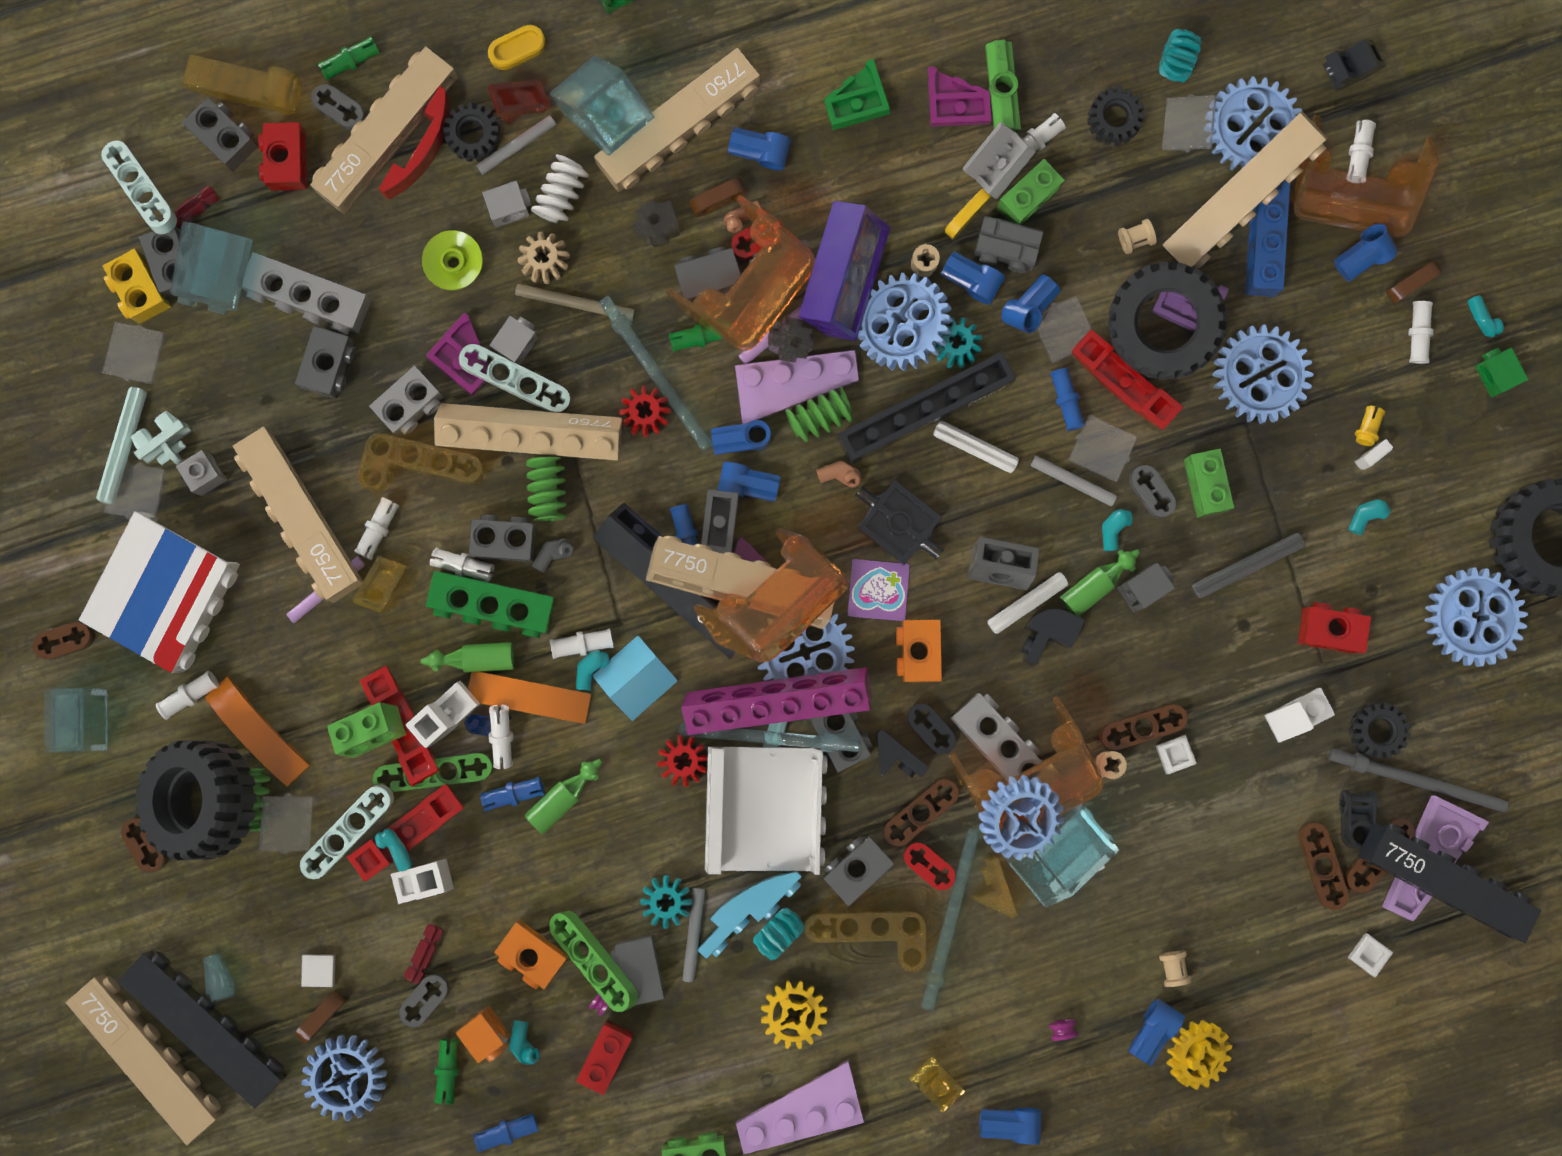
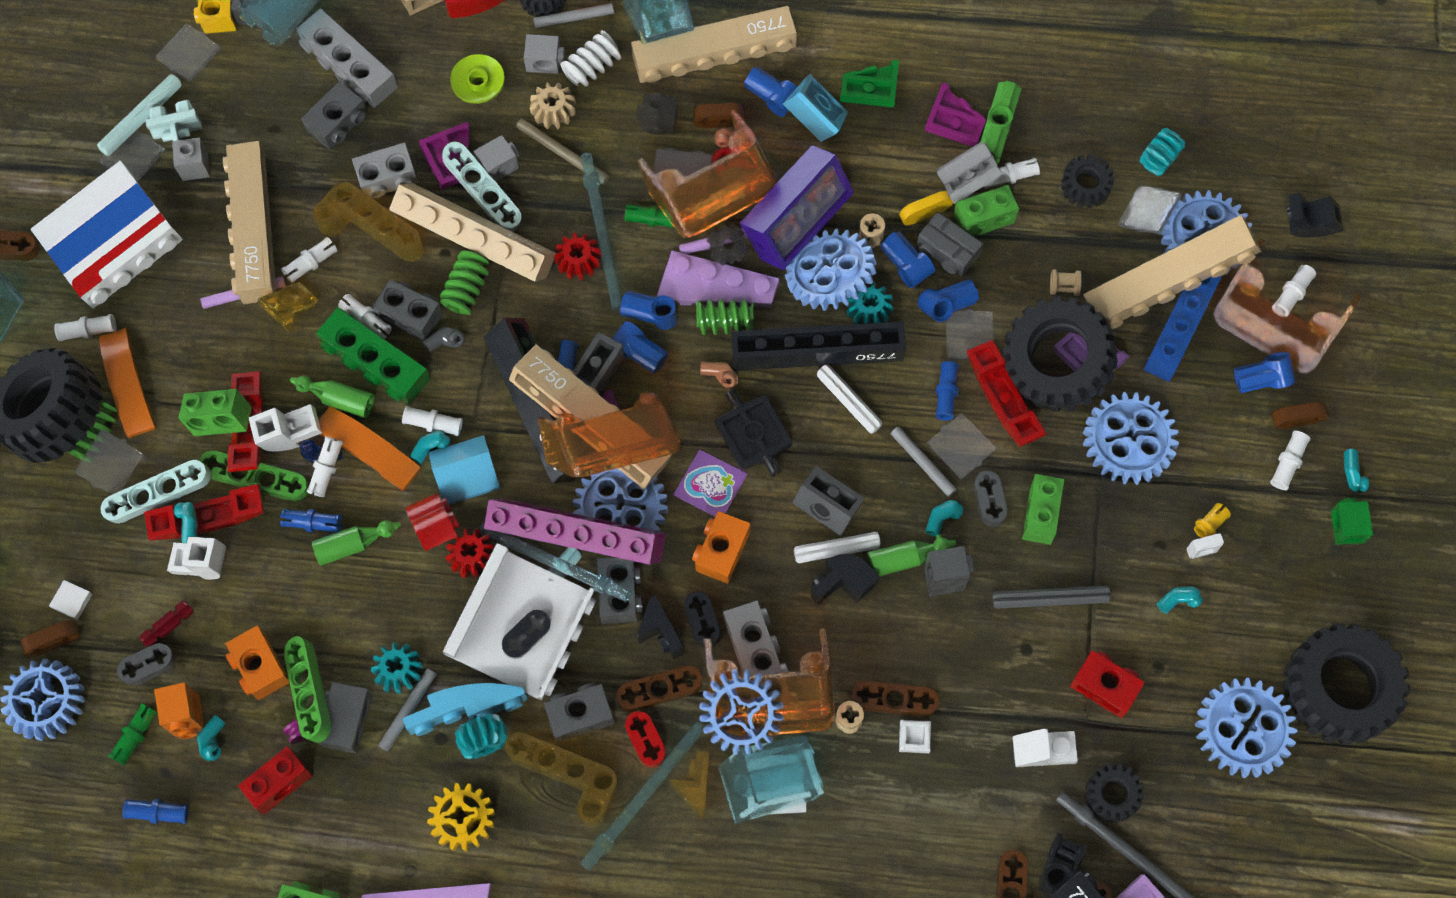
camera: 30 degrees right, 15 degrees down
(632, 748) = (432, 521): none -> red brick
(767, 816) = (520, 629): none -> black beam
(815, 150) = (816, 108): none -> medium azure slope

